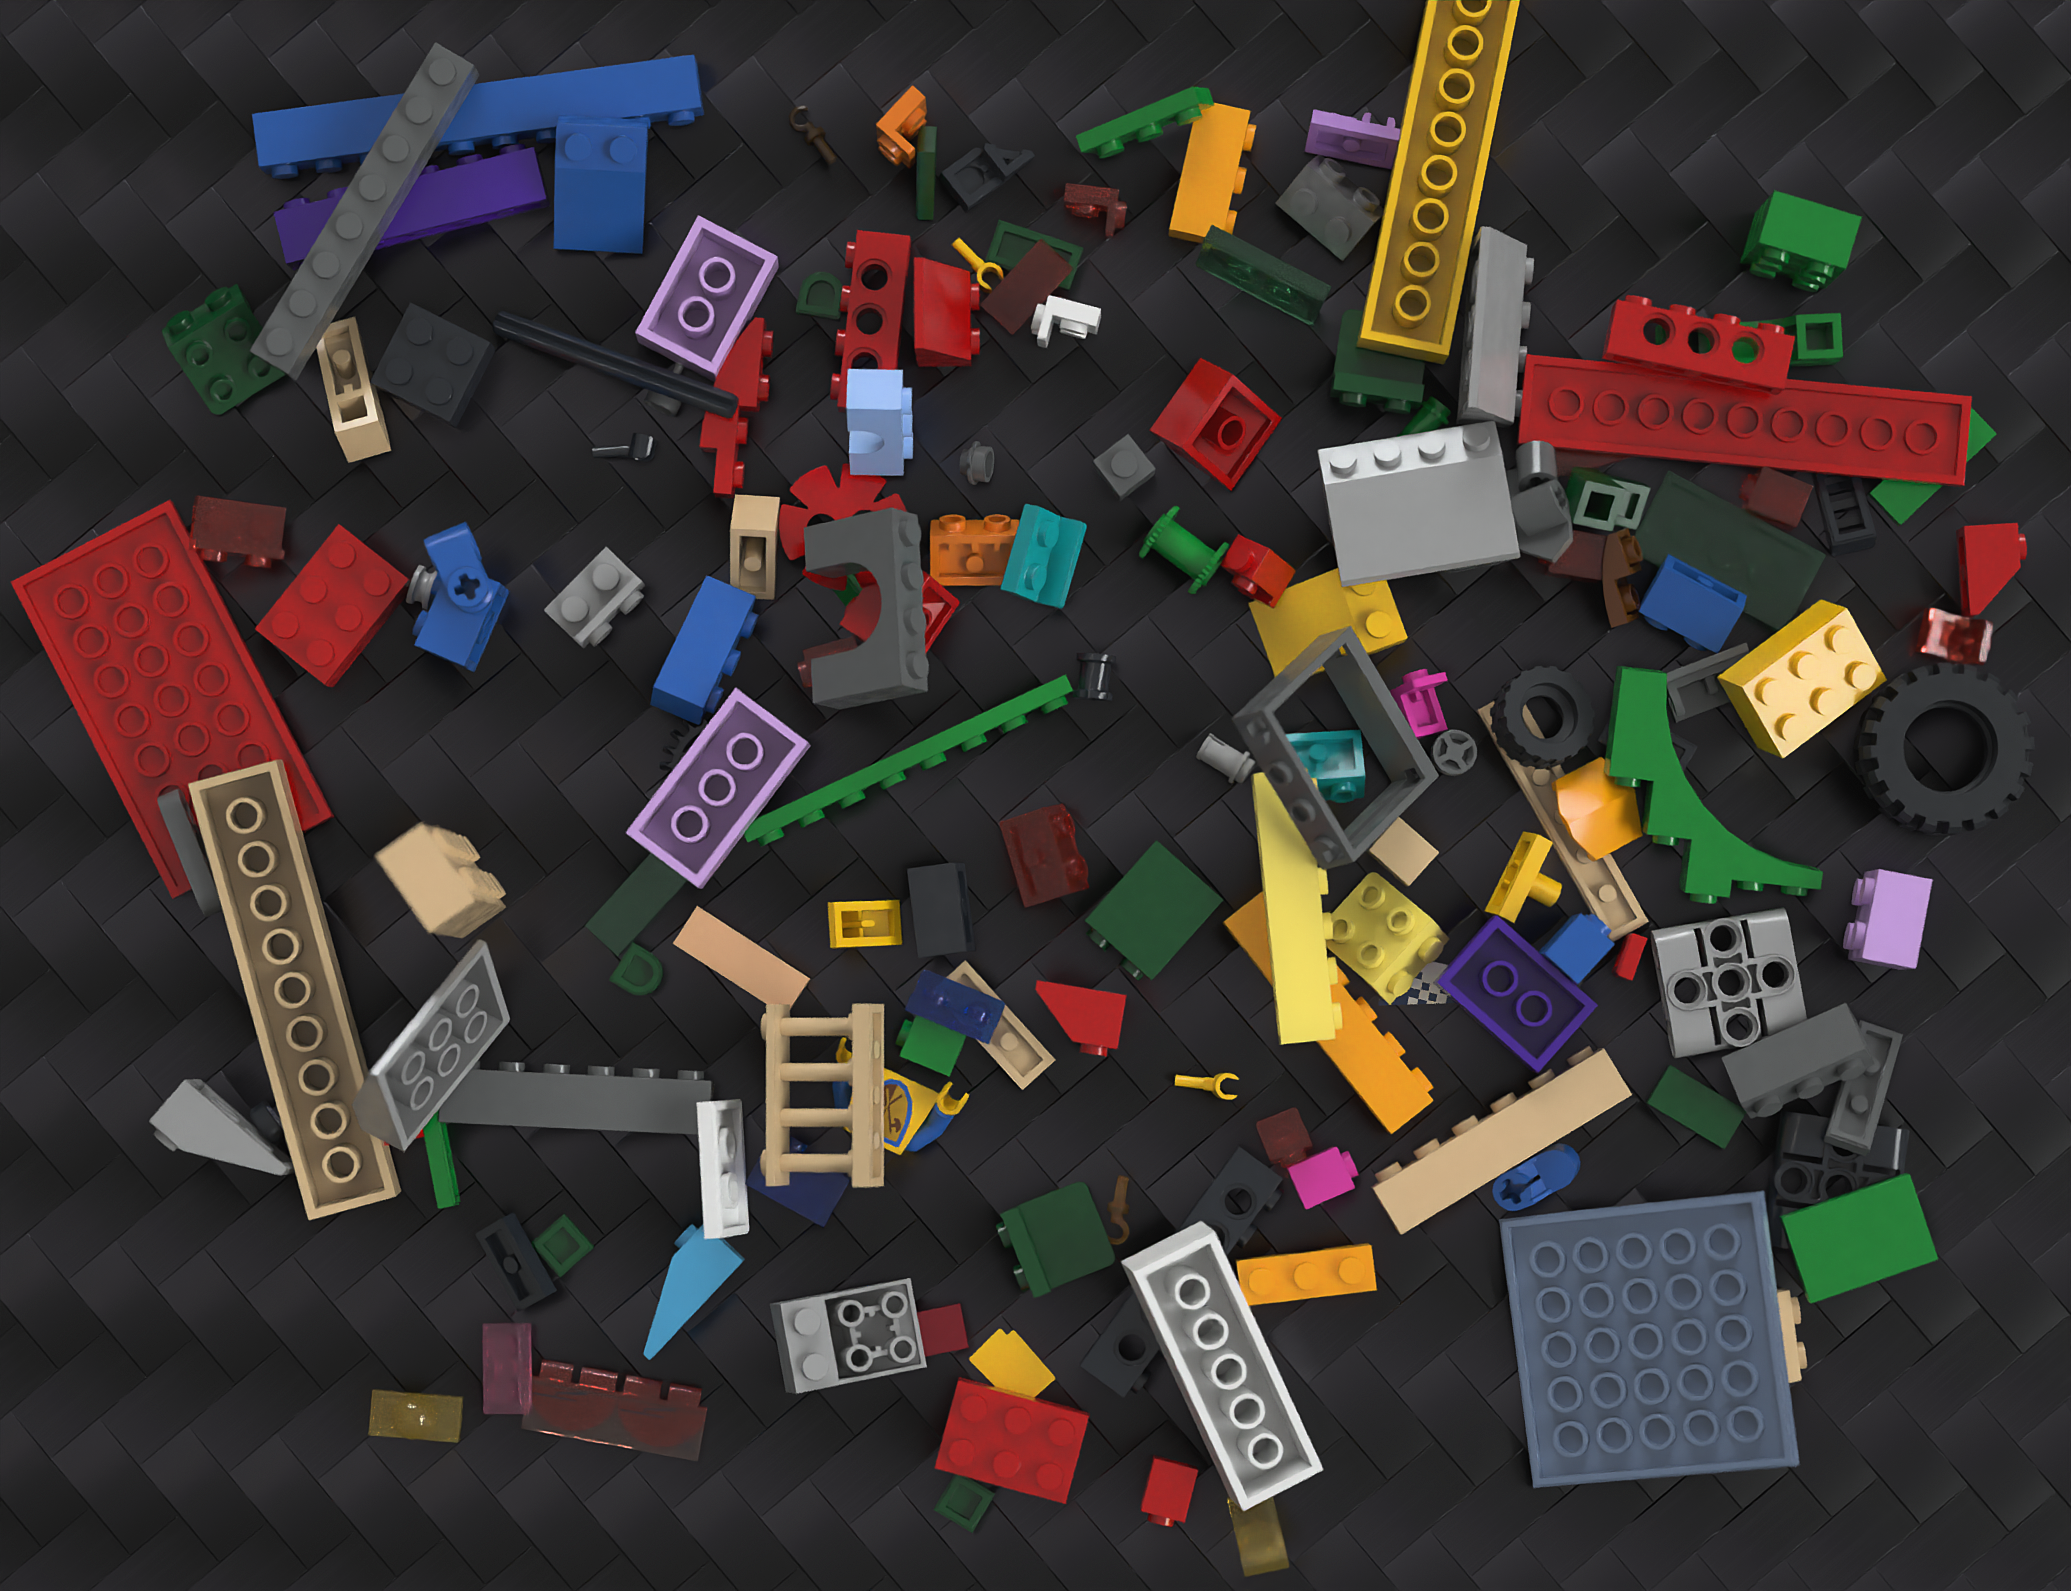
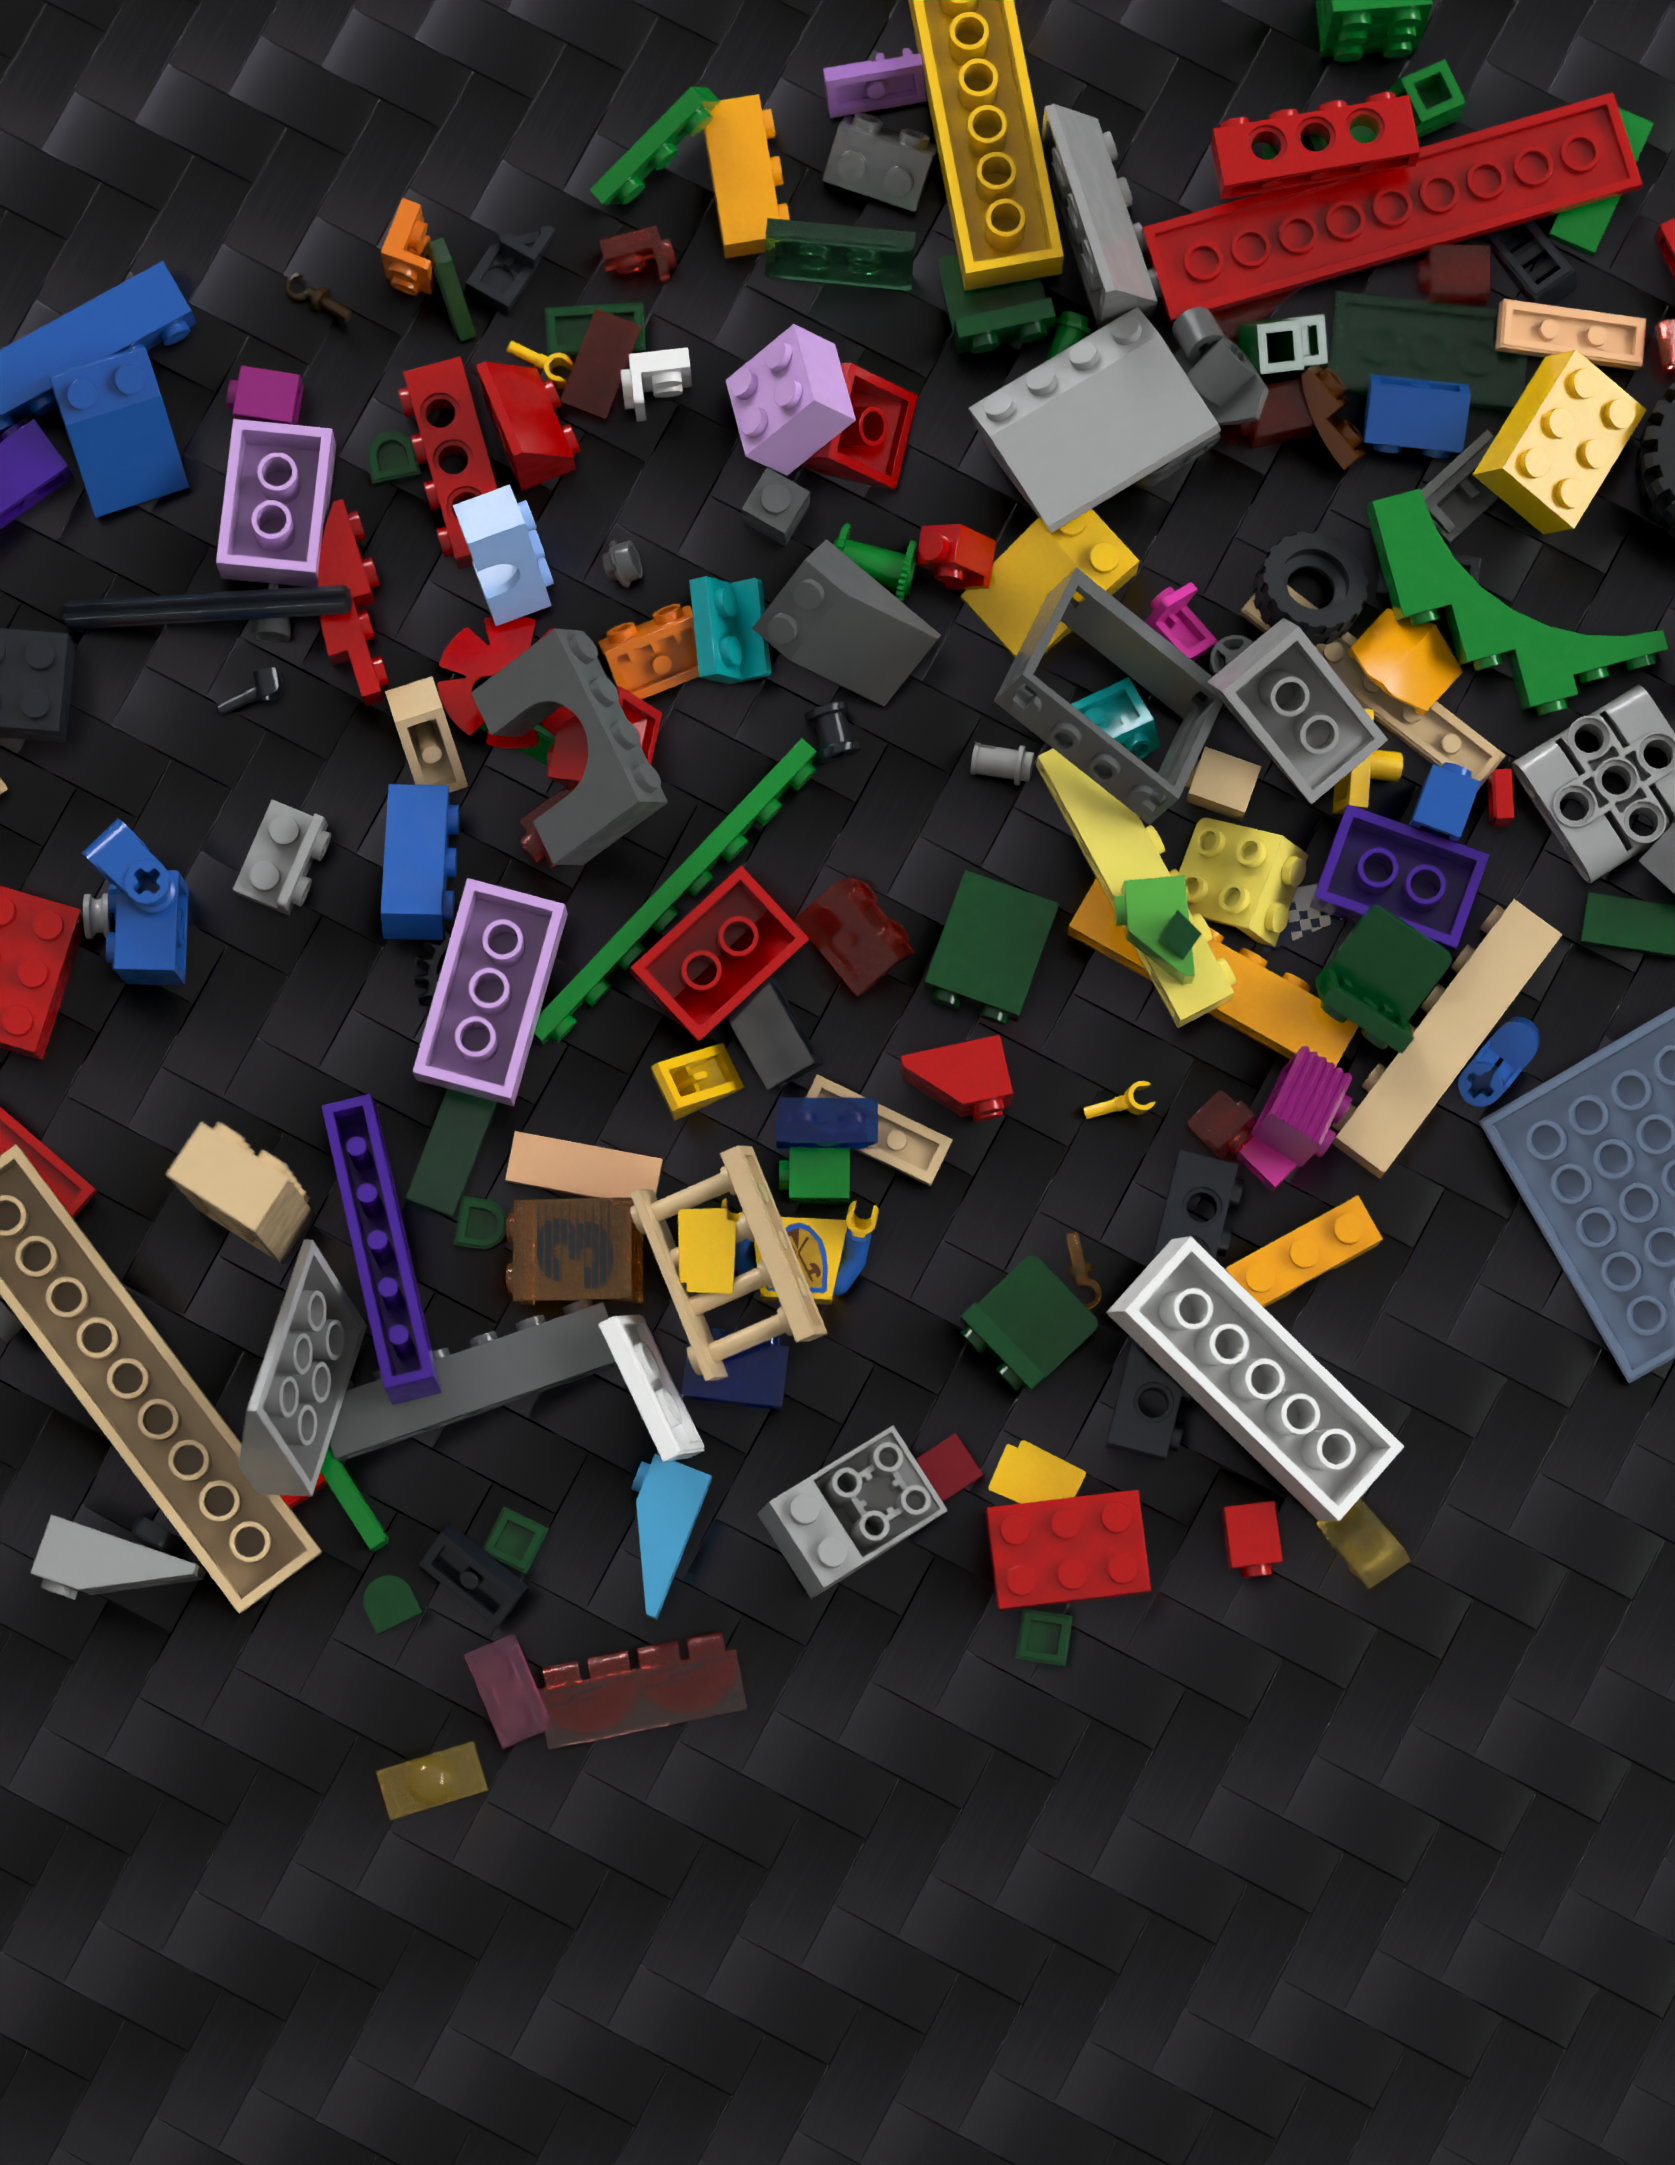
camera: 25 degrees left, 5 degrees down
(439, 1255) = (389, 1603): none -> dark green tile
(544, 965) = (381, 1249): none -> dark purple brick
(704, 1029) = (574, 1251): none -> clear orange panel
(734, 205) = (265, 396): none -> magenta brick
(810, 1077) = (706, 1250): none -> yellow sticker
(923, 829) = (718, 954): none -> red slope
(1140, 595) = (846, 626): none -> dark grey slope
(1170, 385) = (790, 400): none -> lavender brick
(1295, 957) = (1145, 912): none -> bright green slope
(1306, 979) = (1179, 935): none -> dark green piece
(1354, 1154) = (1303, 1106): none -> magenta brick
(1464, 1073) = (1381, 977): none -> dark green bracket
(1487, 818) = (1297, 709): none -> light grey slope
(1851, 586) = (1551, 330): none -> light nougat tile

